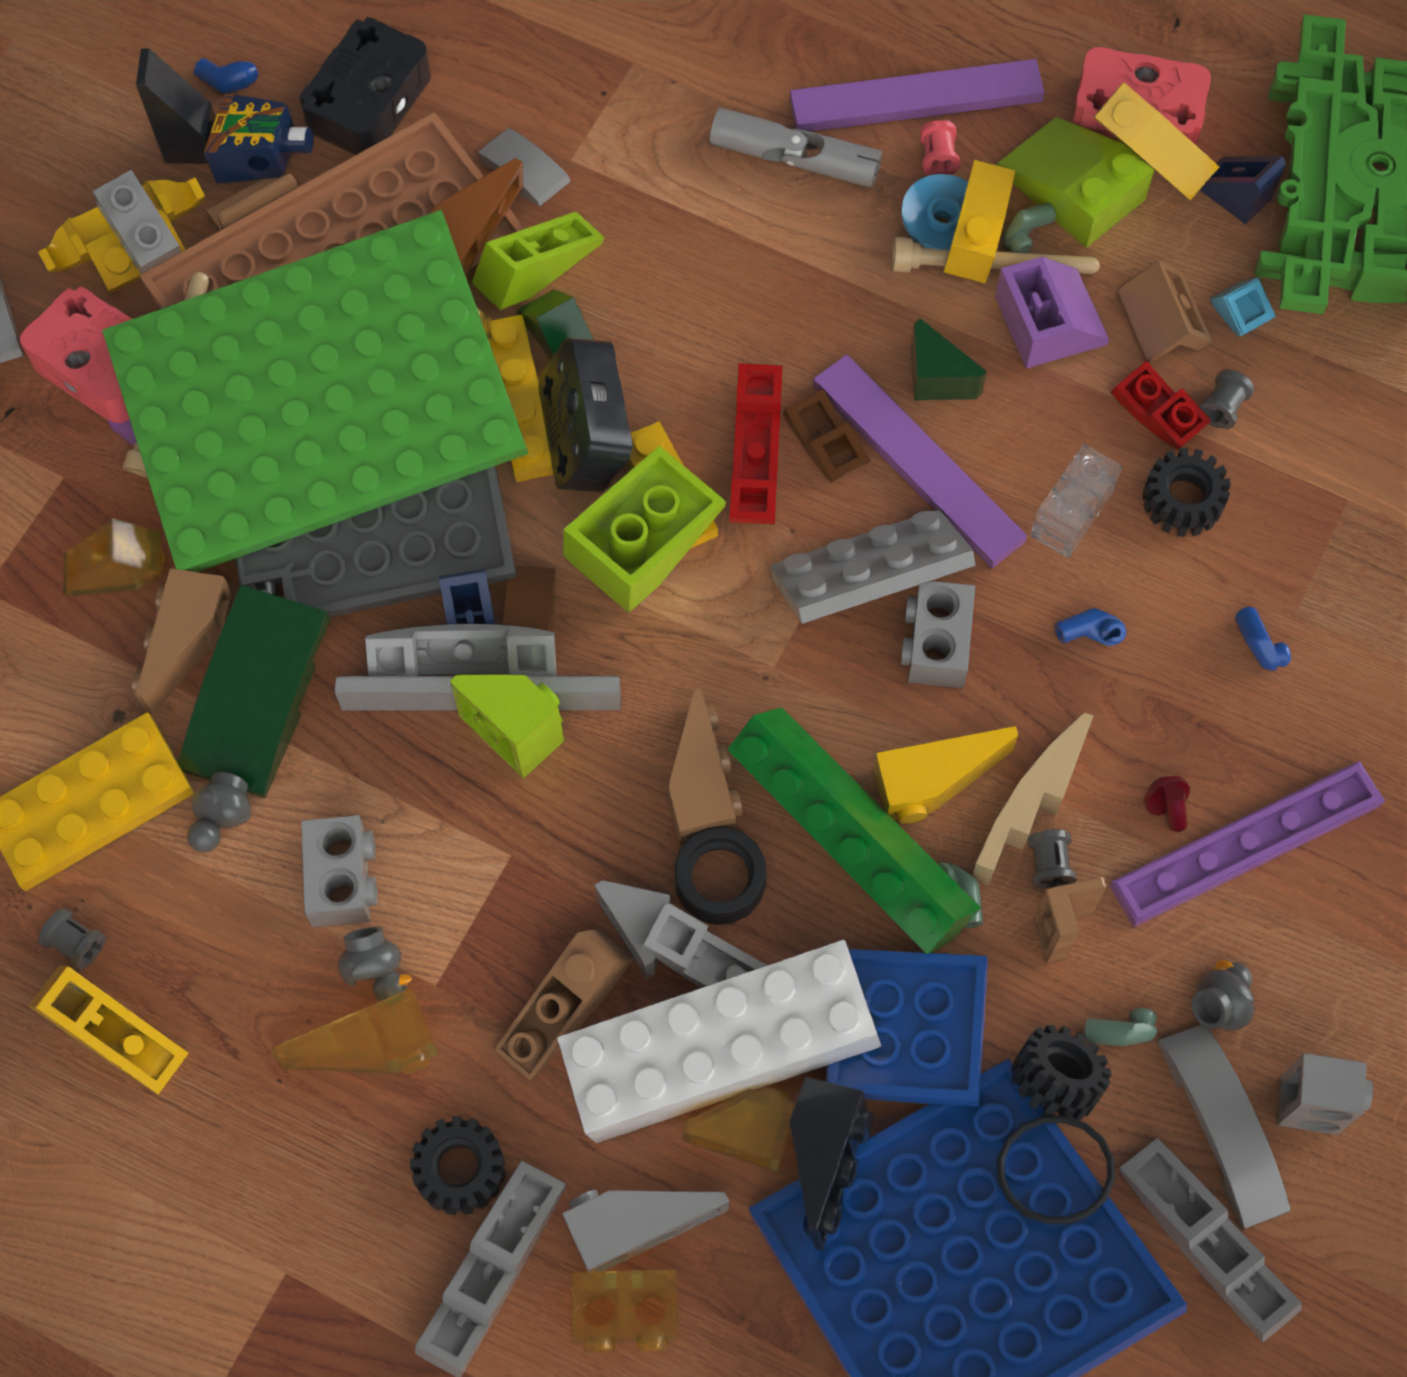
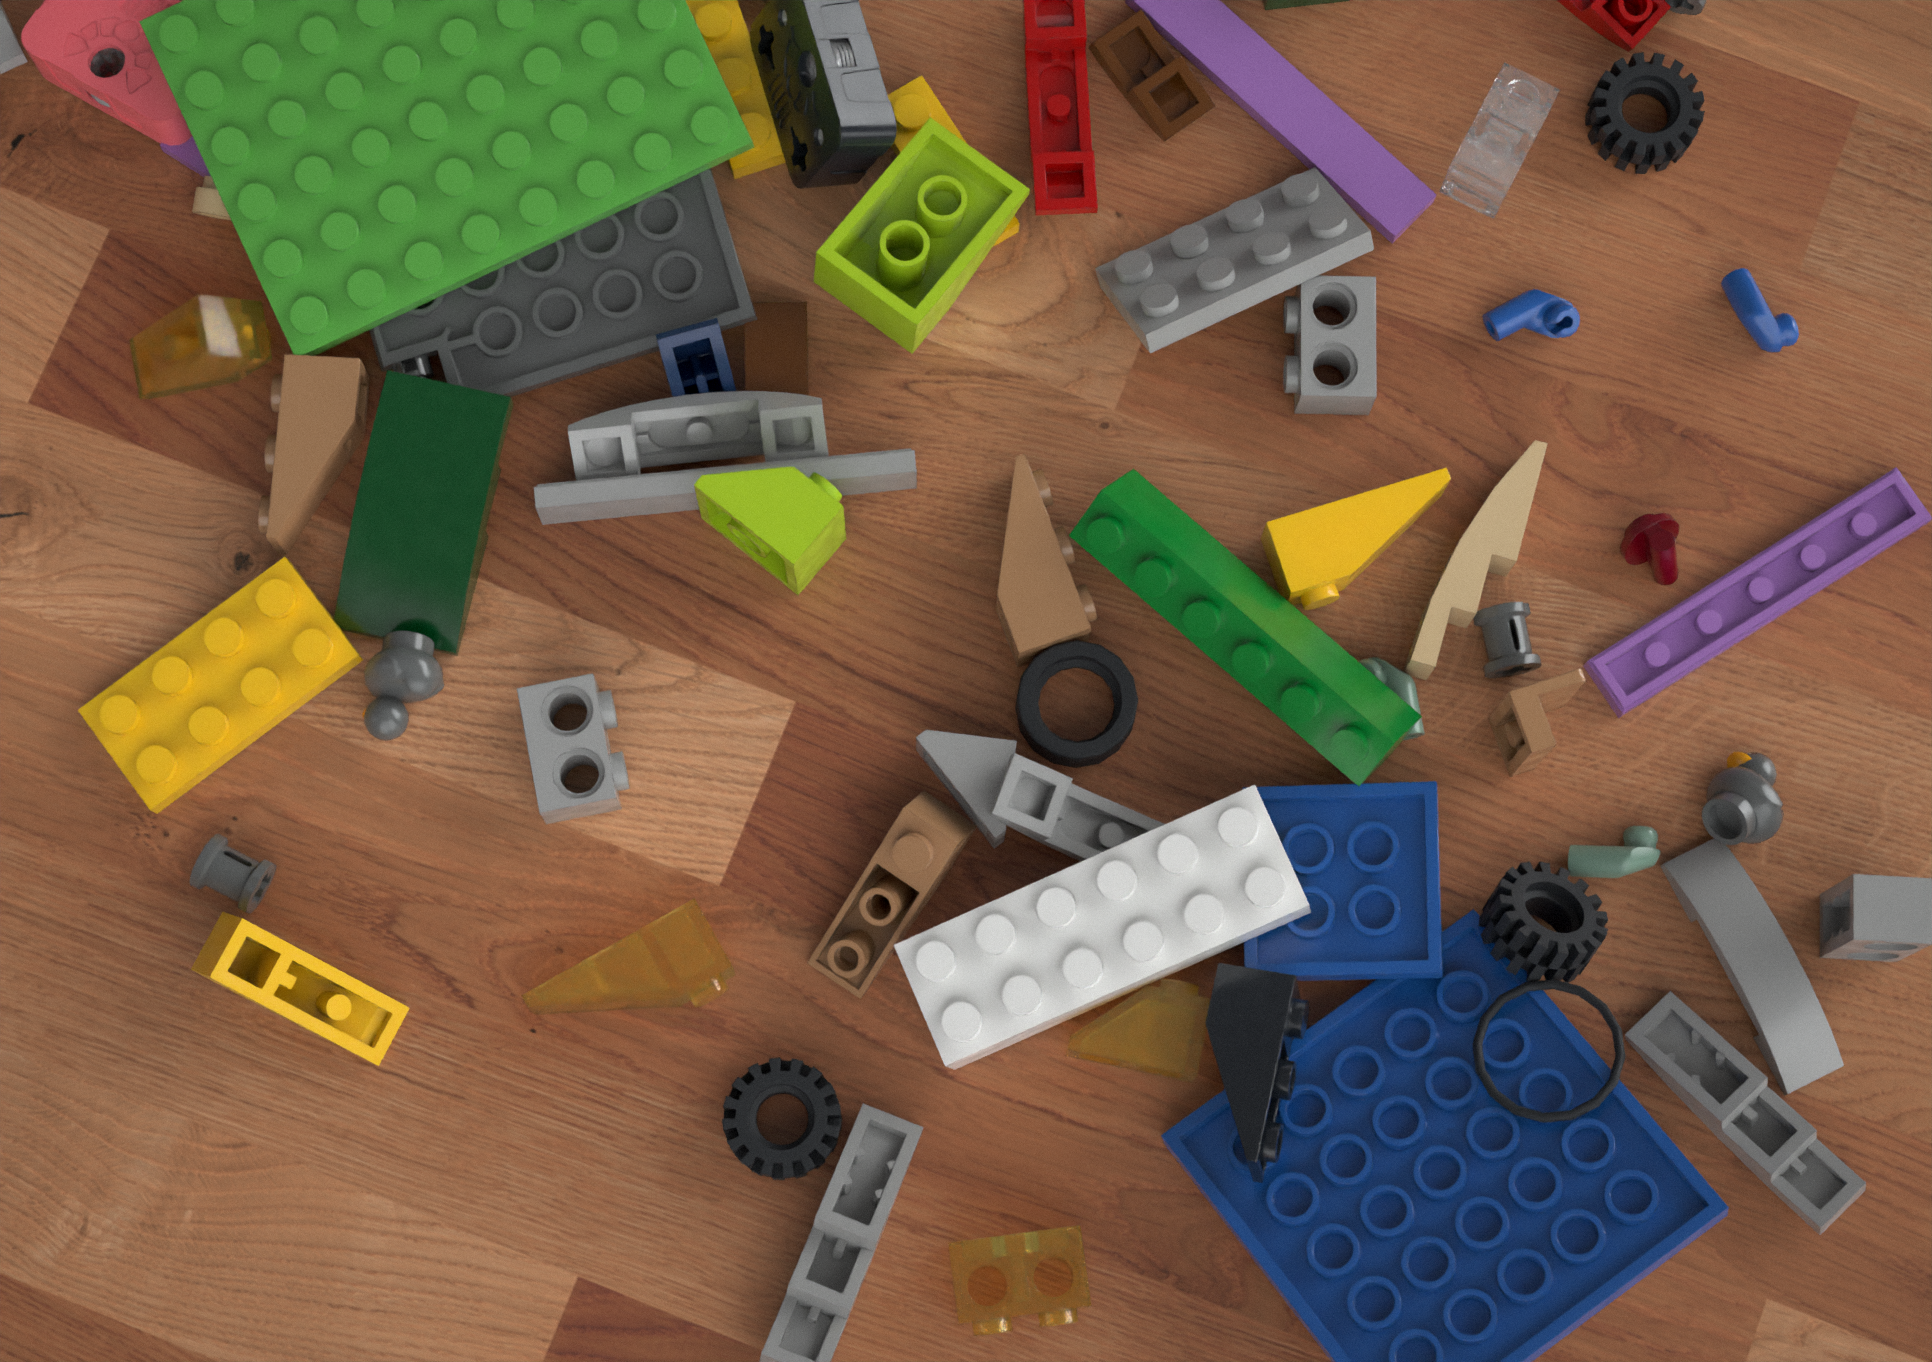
camera: 10 degrees left, 10 degrees up
(371, 957) = (634, 861): dark grey animal -> none
(627, 1223) = (1009, 1170): light grey slope -> none

